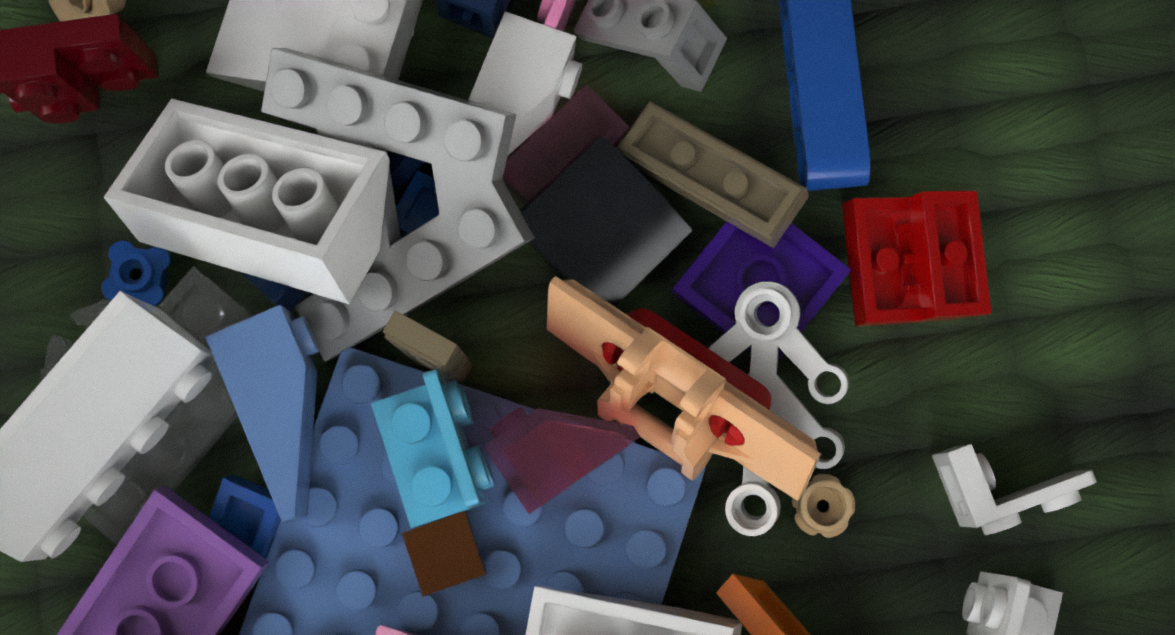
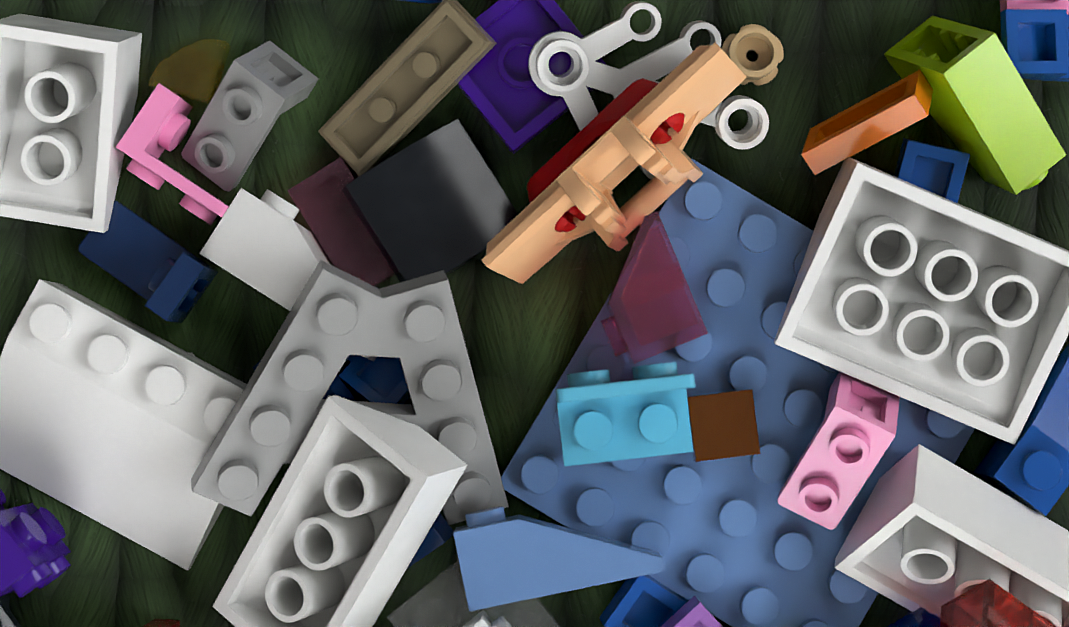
camera: 80 degrees left, 5 degrees up
(427, 347) = (529, 396): dark tan tile -> none

